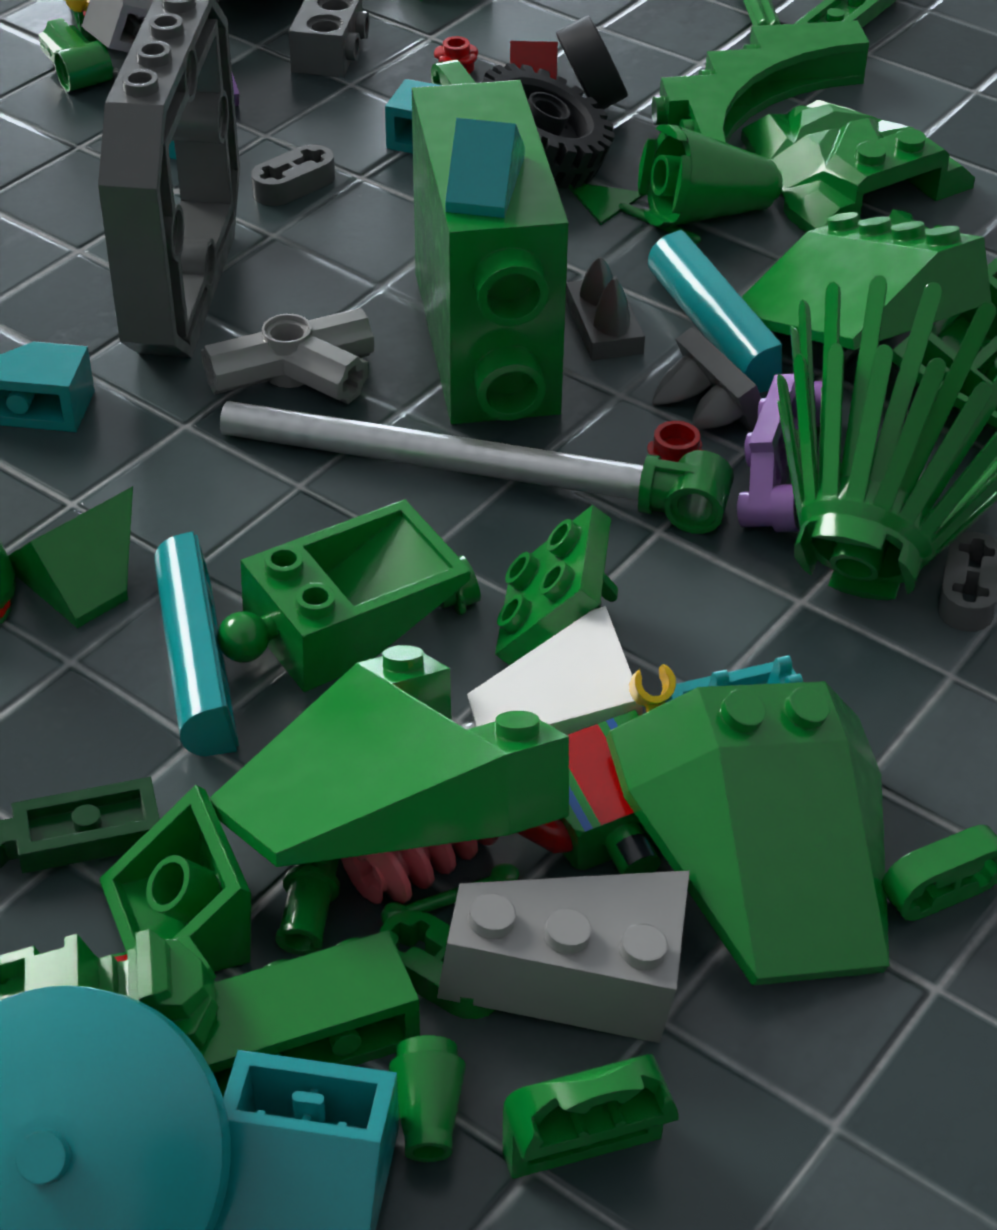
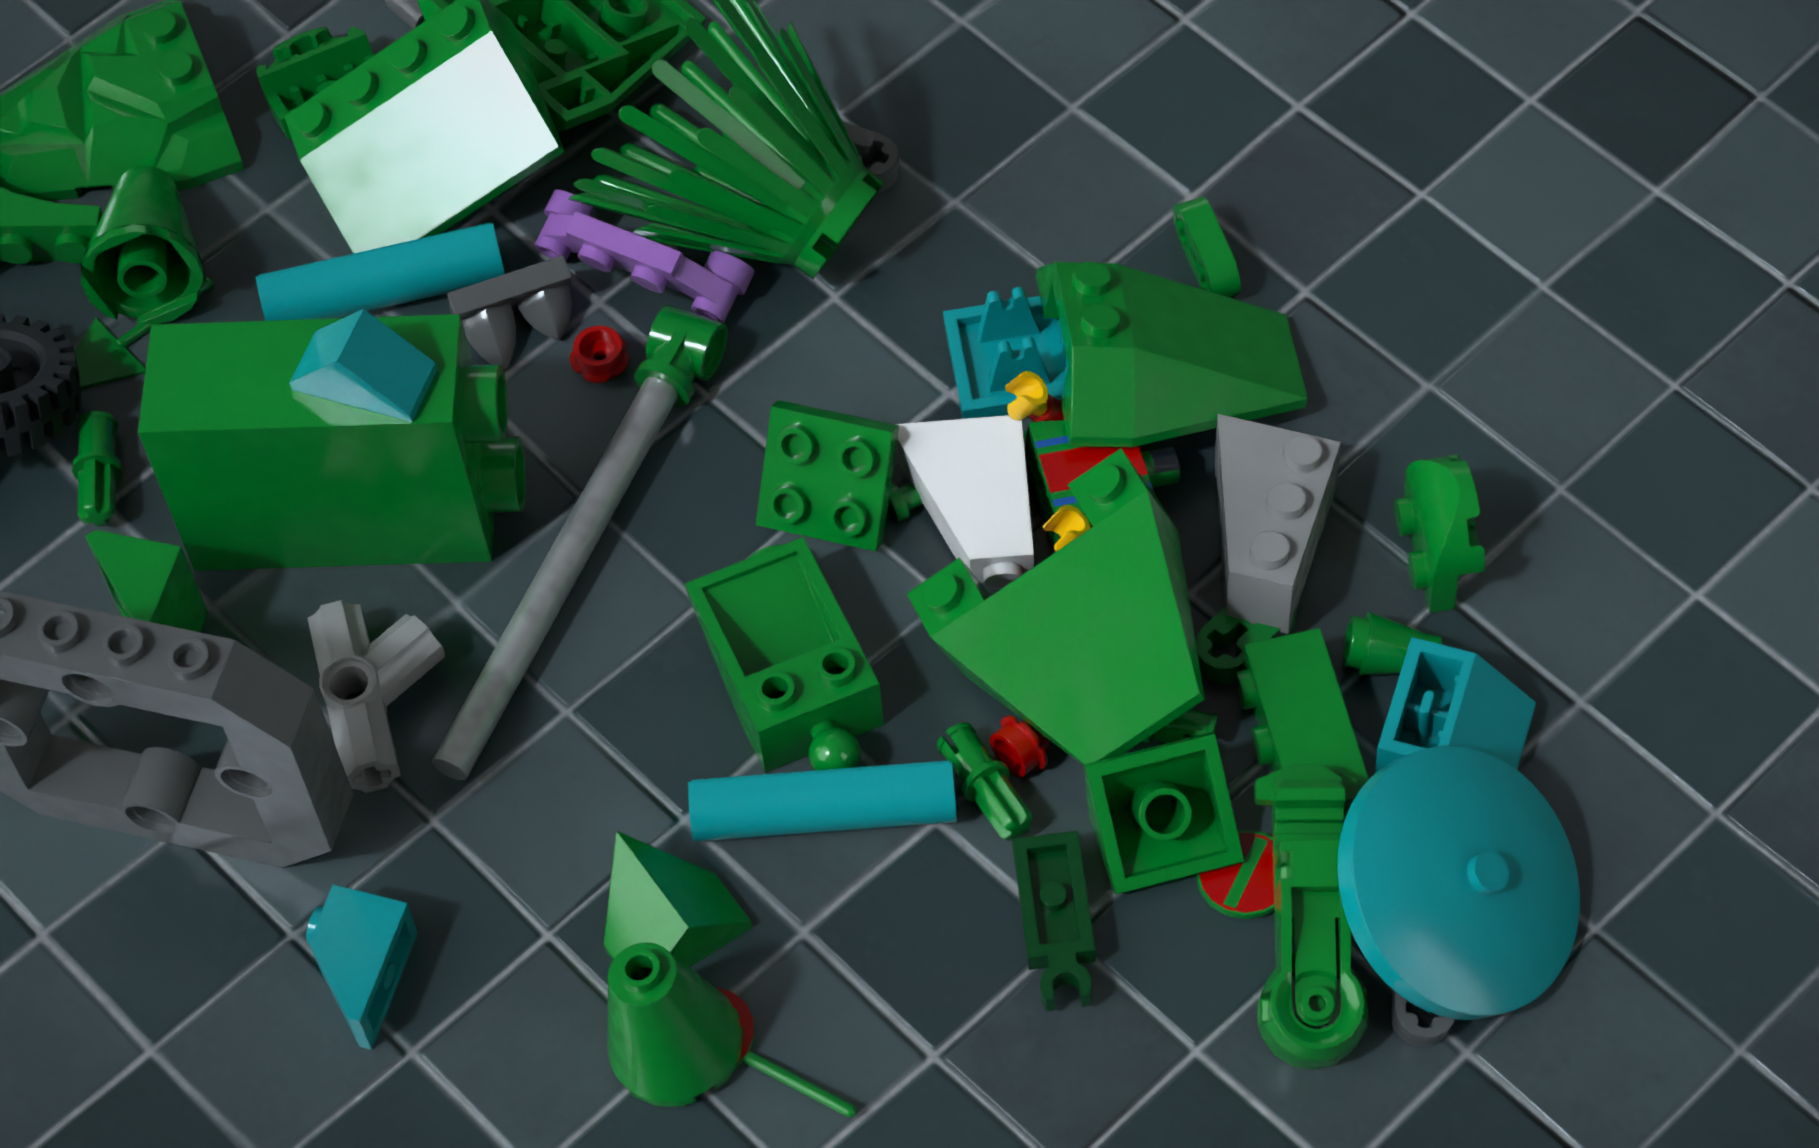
camera: 75 degrees left, 15 degrees up
(219, 758) = (985, 781): none -> green axle
(341, 223) = (149, 580): none -> green slope

